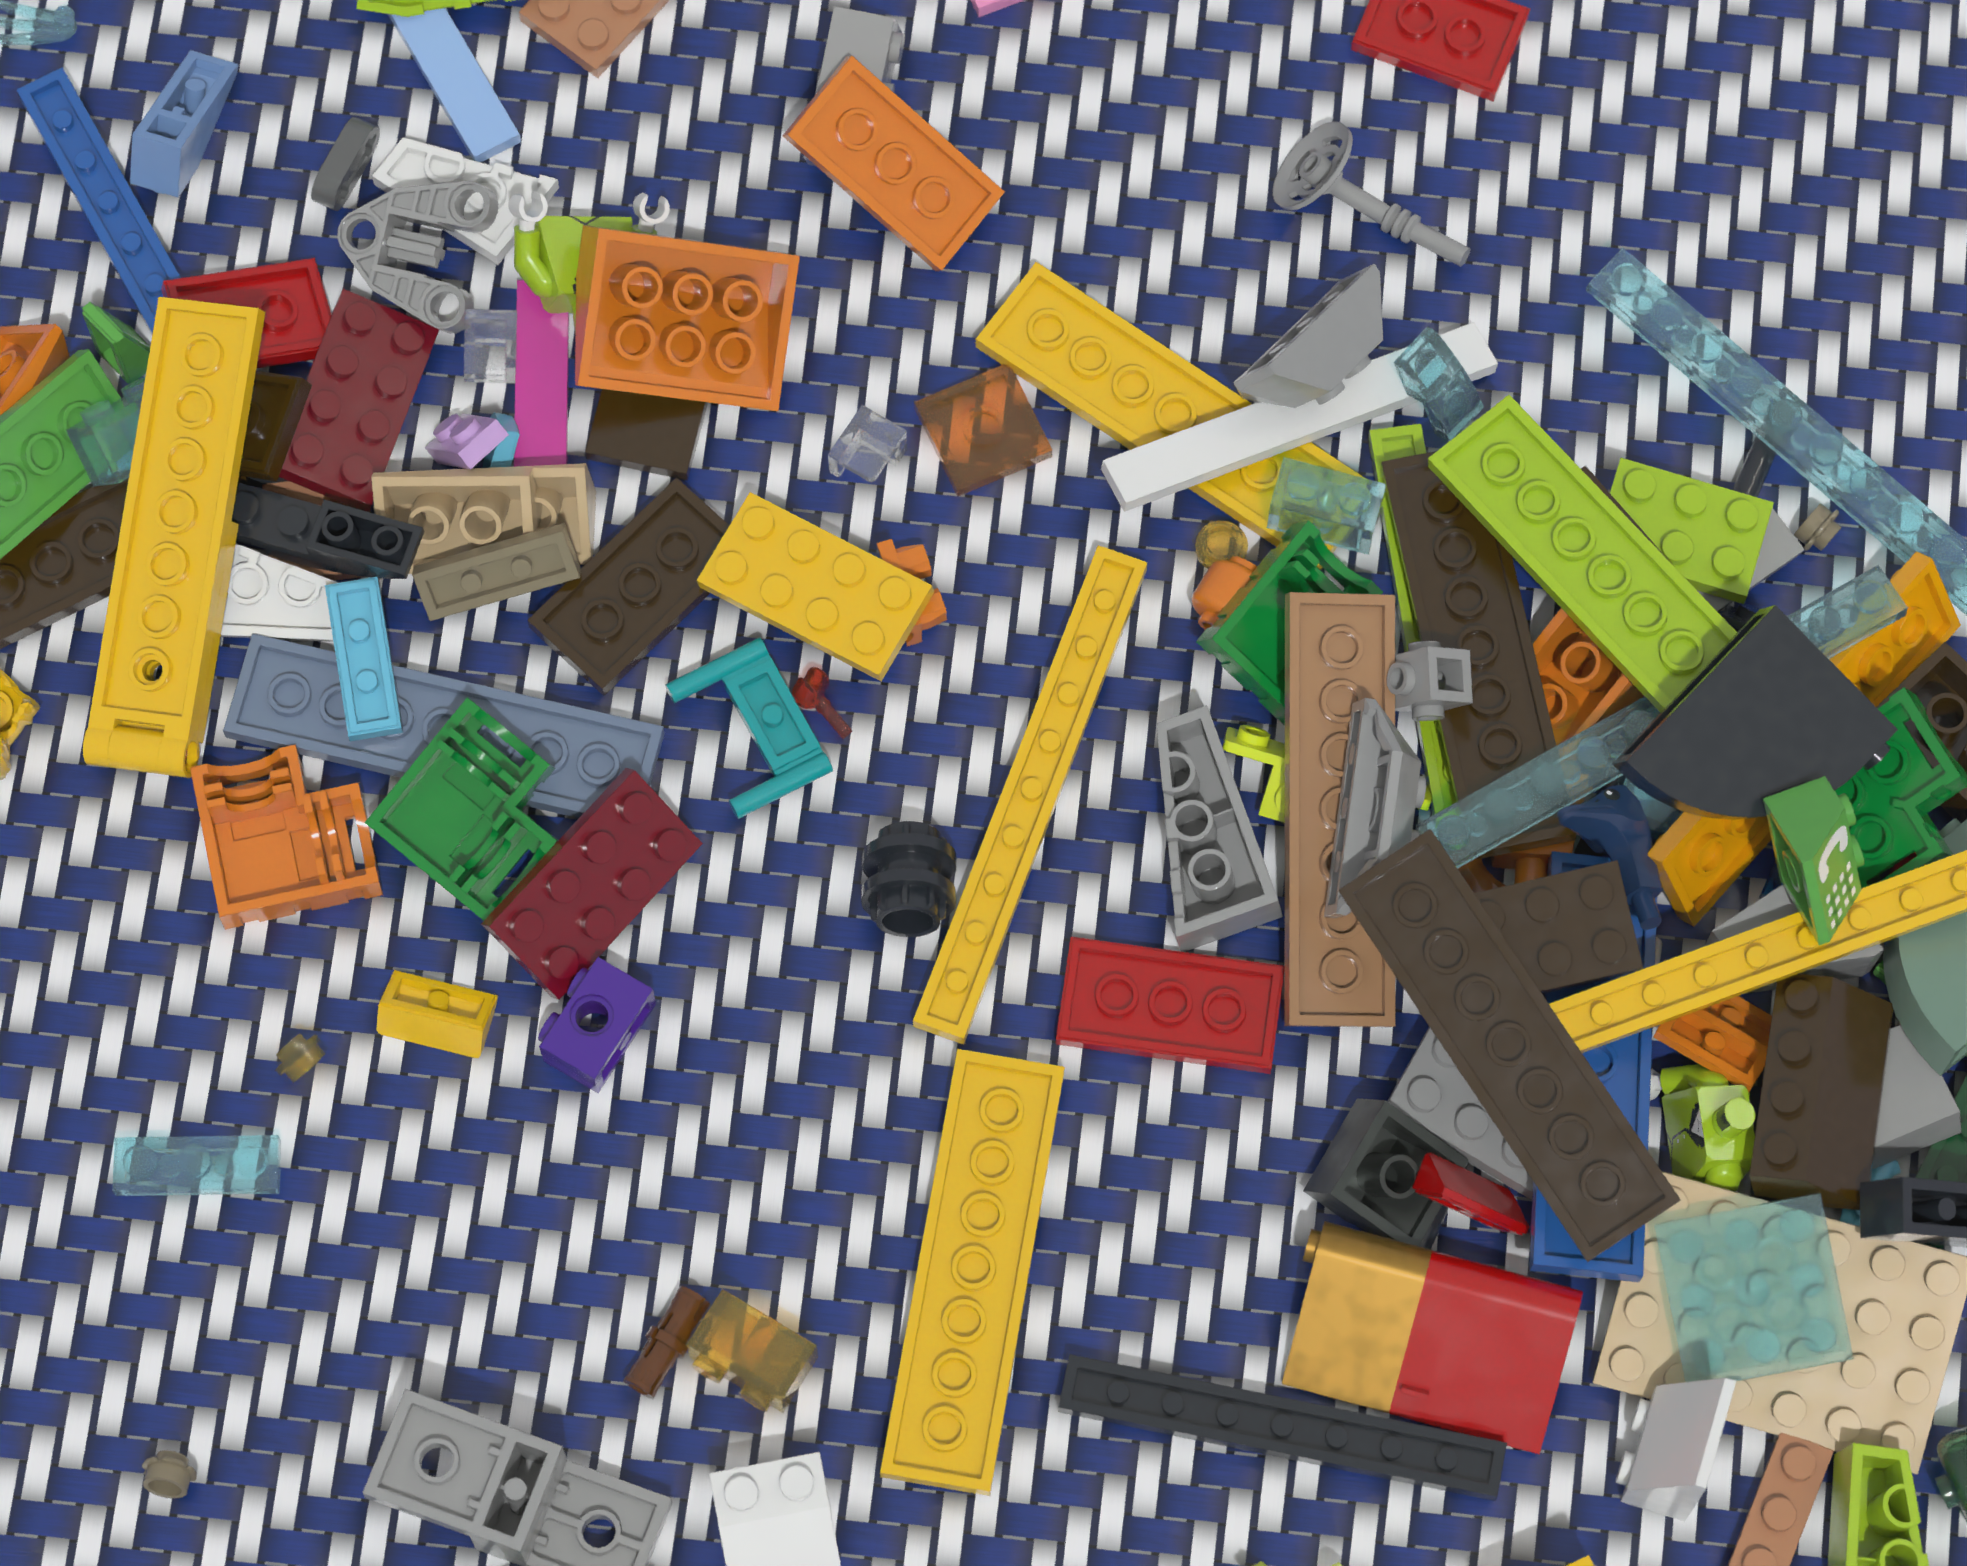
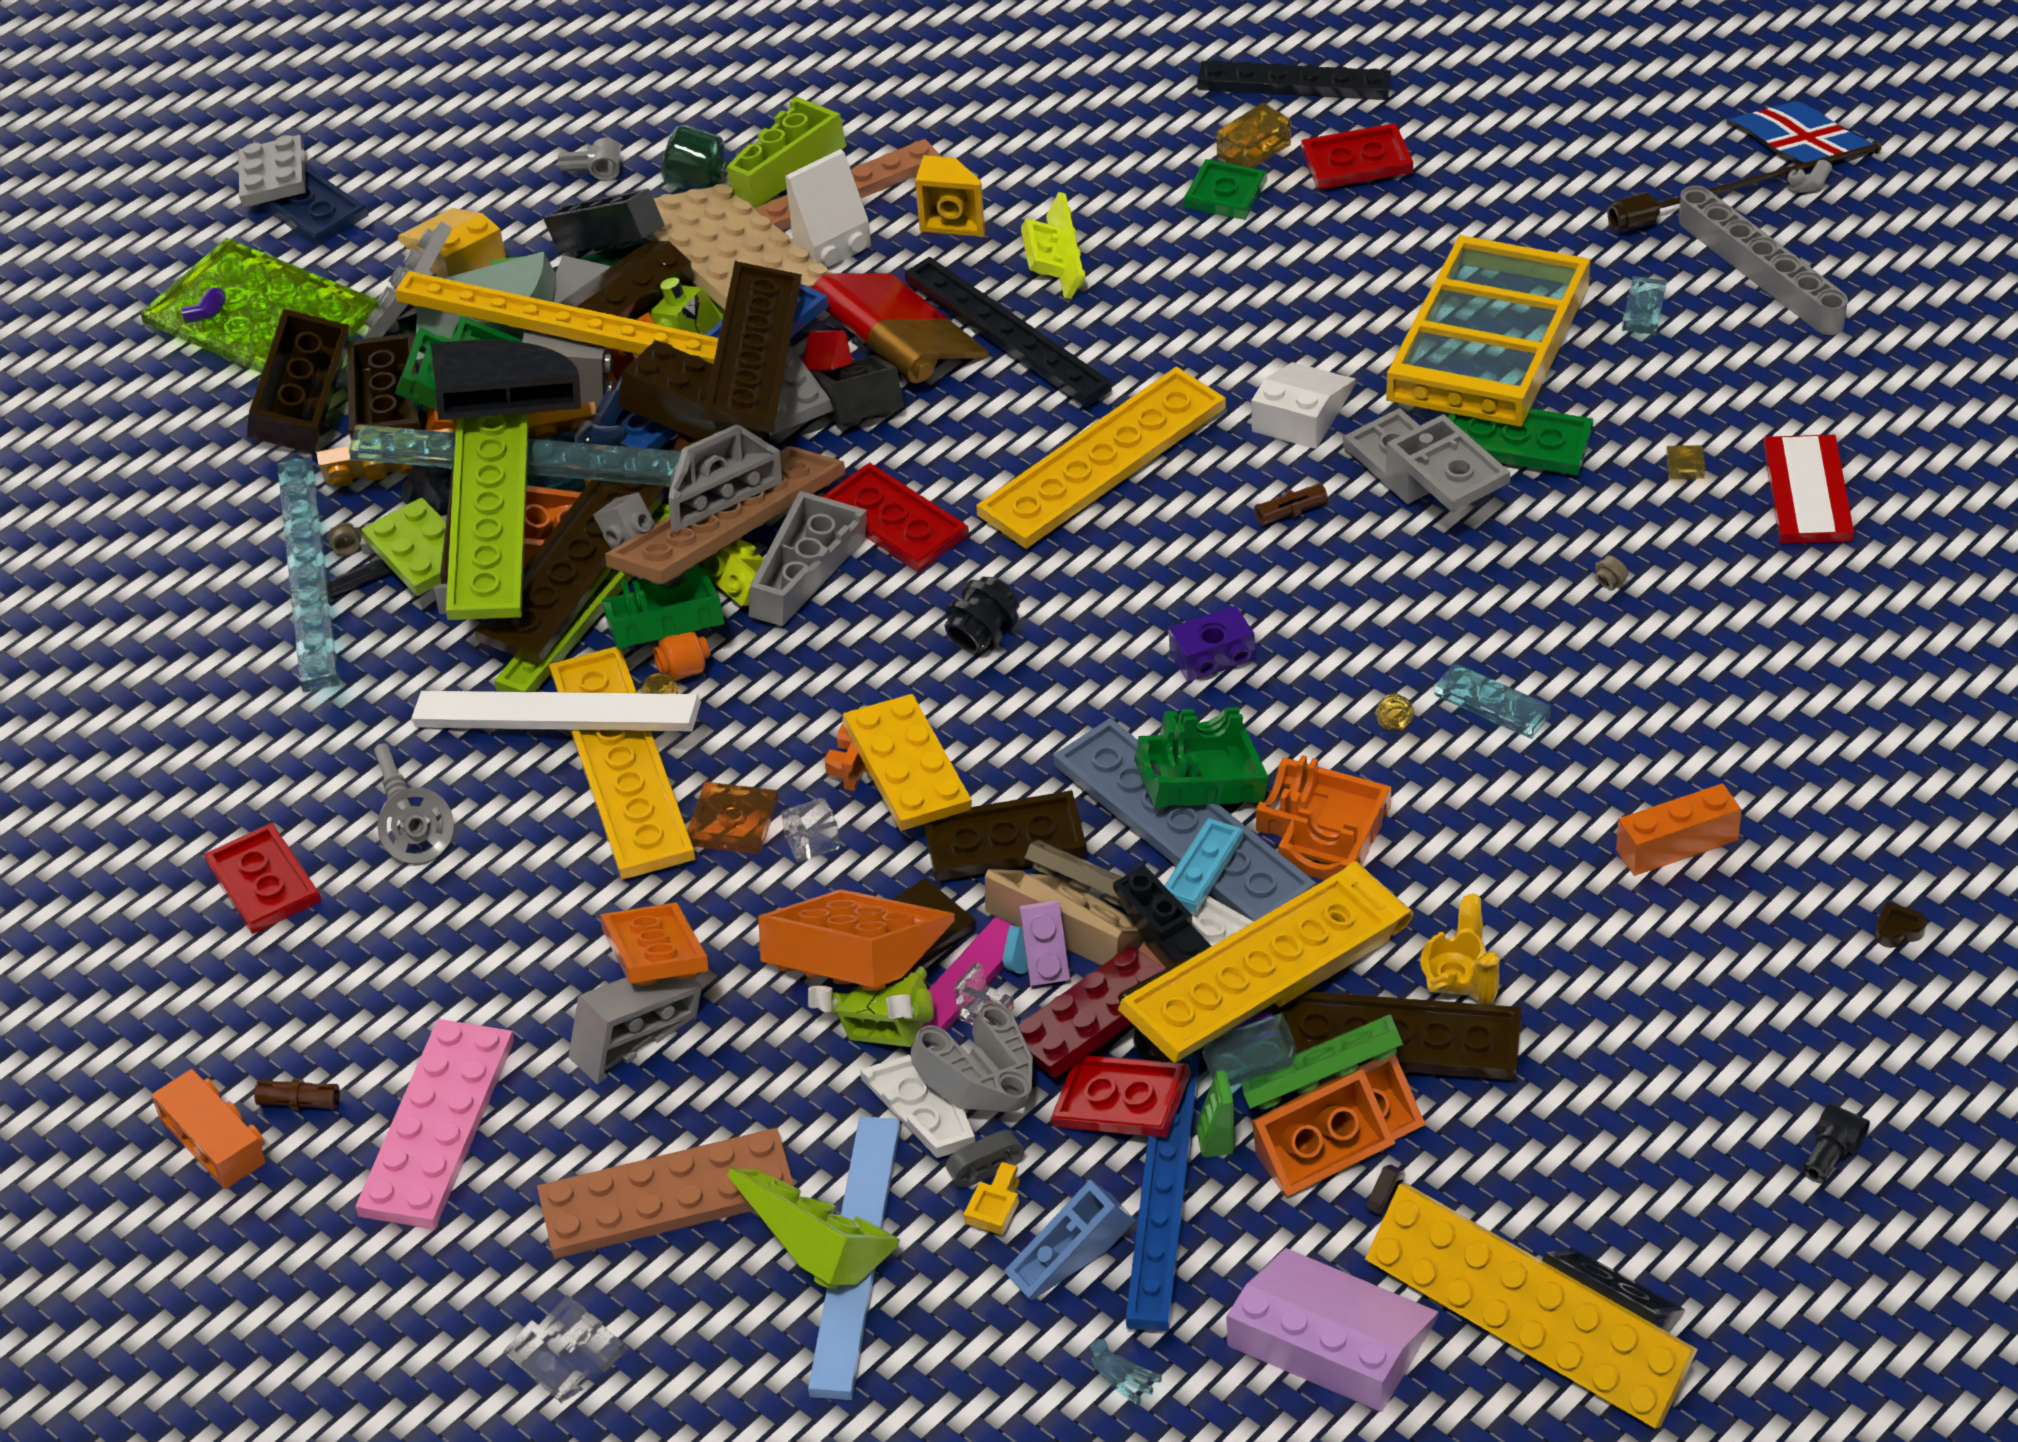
camera: 140 degrees left, 25 degrees down
(297, 120) = (994, 1203): none -> yellow plate
(436, 1014) = (1296, 703): yellow slope -> none
(592, 883) = (1170, 695): dark red plate -> none
(751, 1353) = (1248, 472): clear yellow brick -> none
(770, 718) = (988, 733): teal plate -> none
(810, 694) = (952, 736): clear red hand -> none
(1030, 795) = (864, 636): yellow plate -> none
(1320, 347) = (519, 721): light grey wedge -> none
(1335, 502) = (589, 649): clear light blue brick -> none
(1440, 383) = (466, 684): clear light blue slope -> none
(1754, 1290) = (731, 233): clear light blue plate -> none
(1816, 853) = (528, 311): bright green slope -> none

